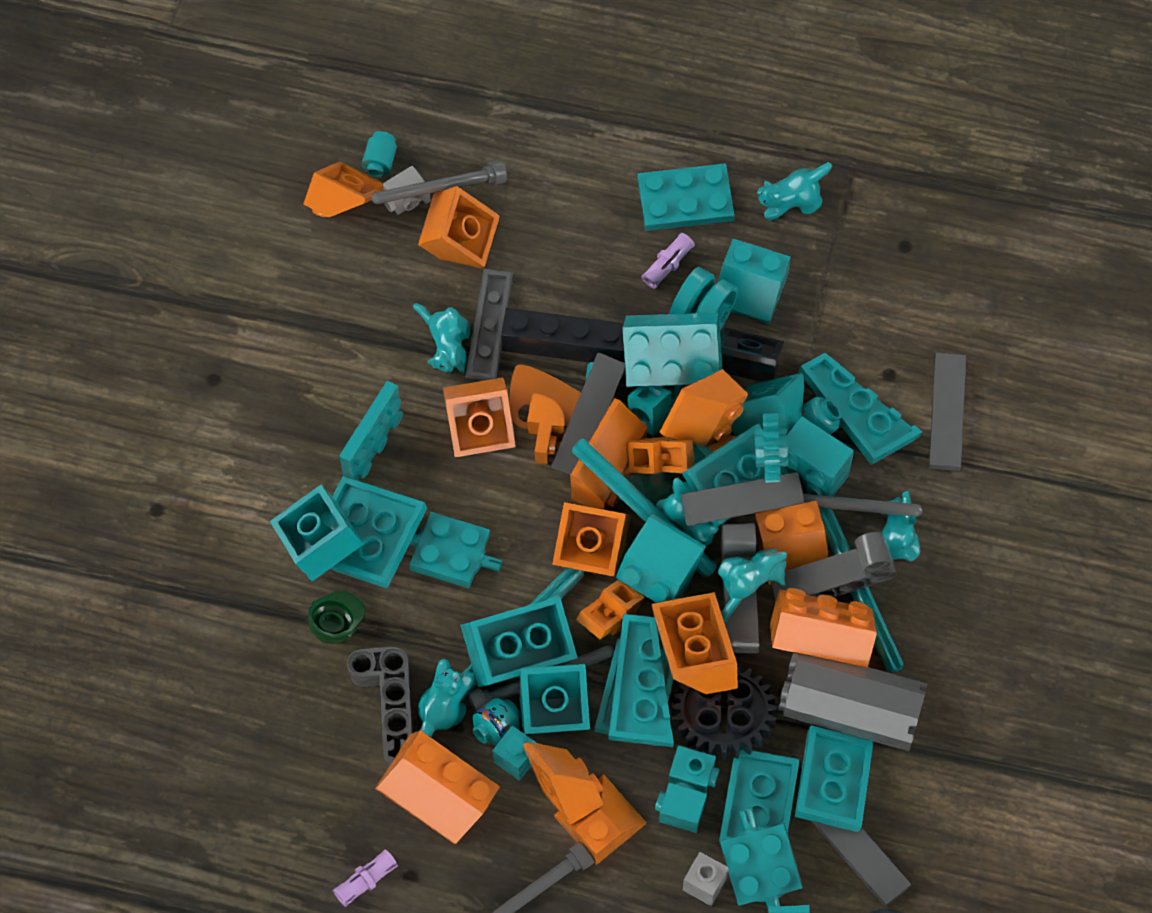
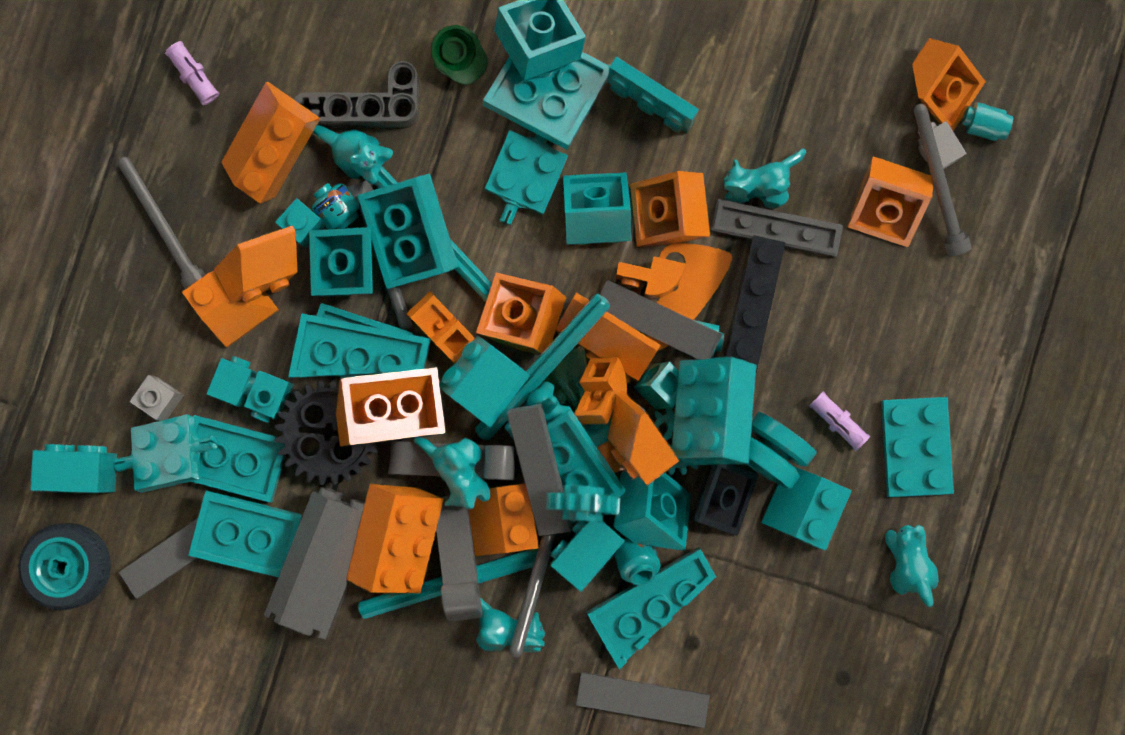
camera: 95 degrees right, 20 degrees up
(481, 480) = (597, 208): none -> teal slope

